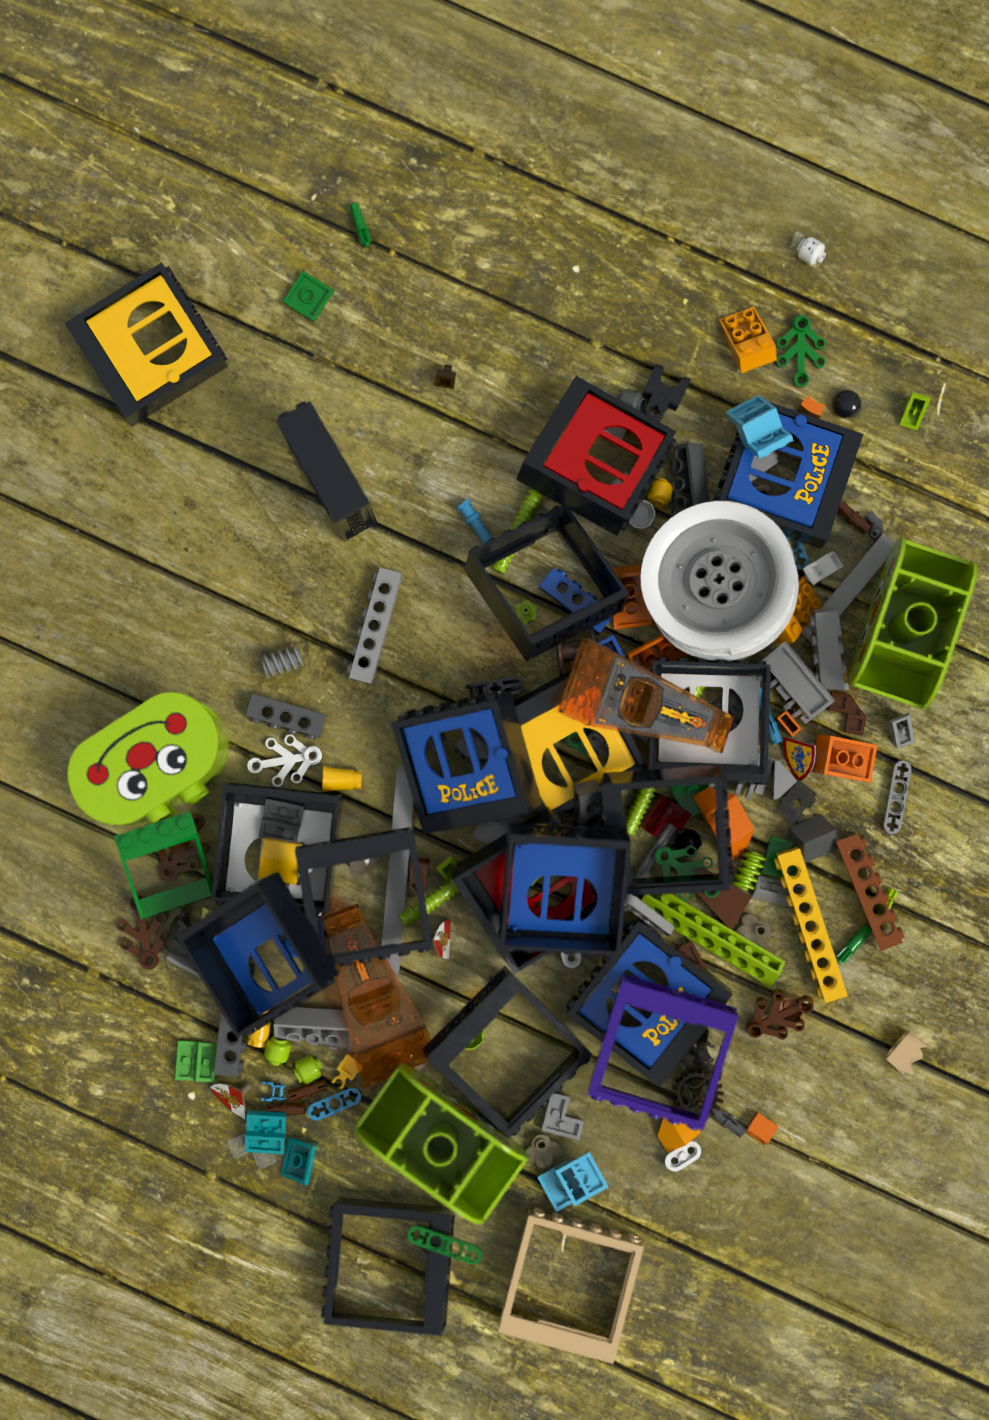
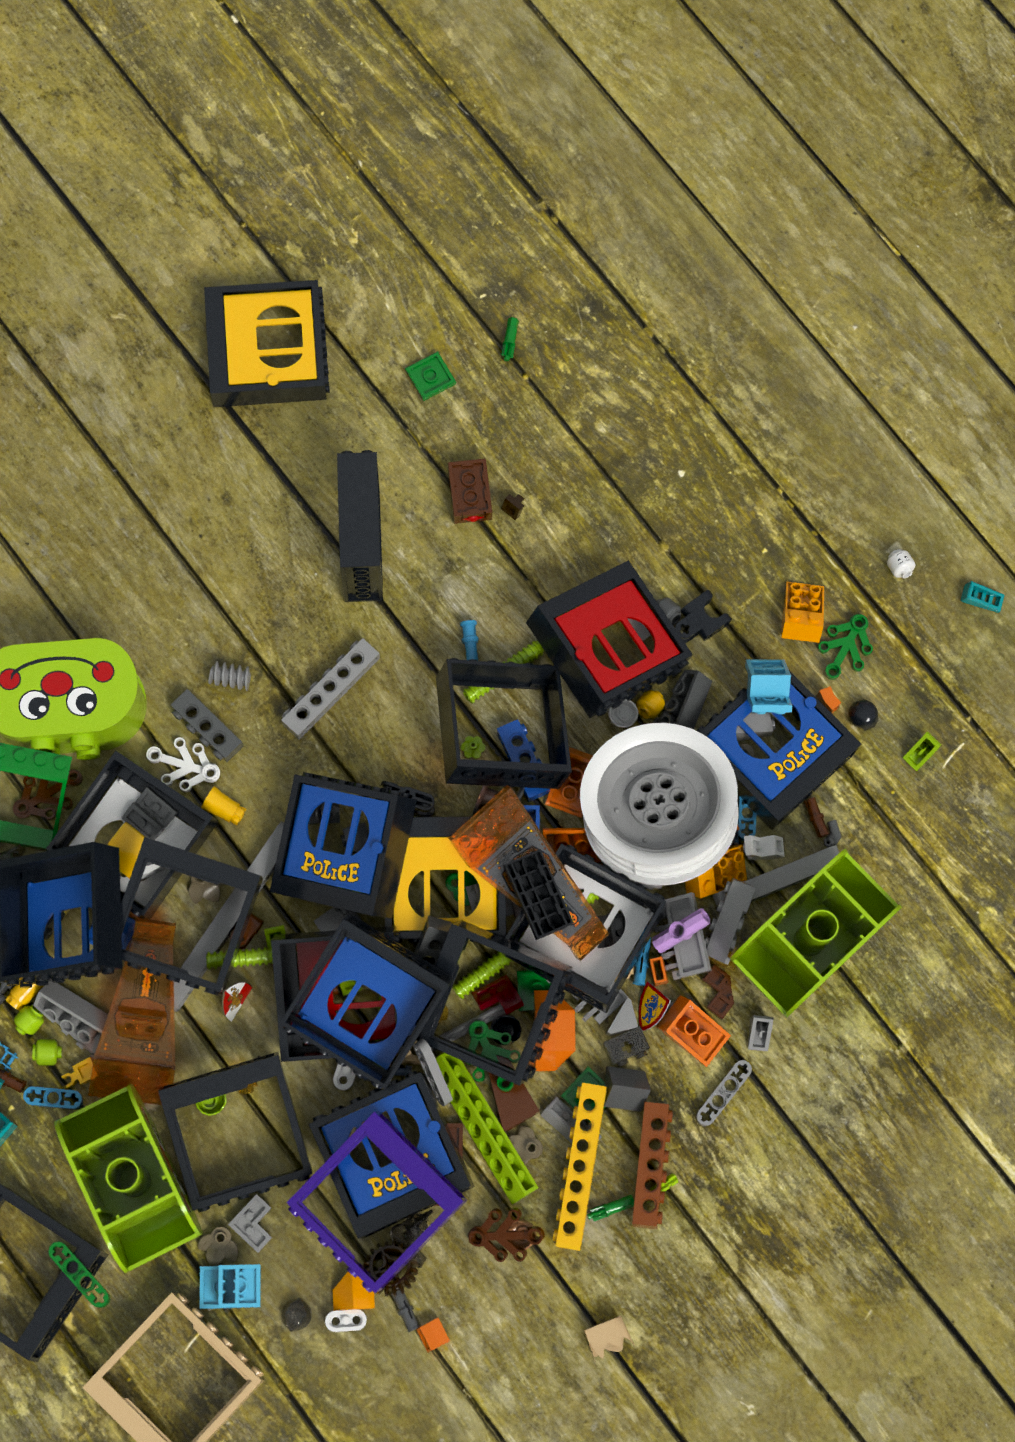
camera: 20 degrees right, 10 degrees down
(307, 1090) = (35, 1072): reddish brown pin -> none
(401, 384) = (470, 491): none -> reddish brown piece
(637, 1172) = (296, 1314): none -> clear smoke hat
(659, 718) = (538, 894): none -> black piece
(748, 870) = (549, 1086): lime piece -> none
(798, 671) = (671, 936): none -> lavender piece
(884, 246) = (973, 600): none -> teal slope

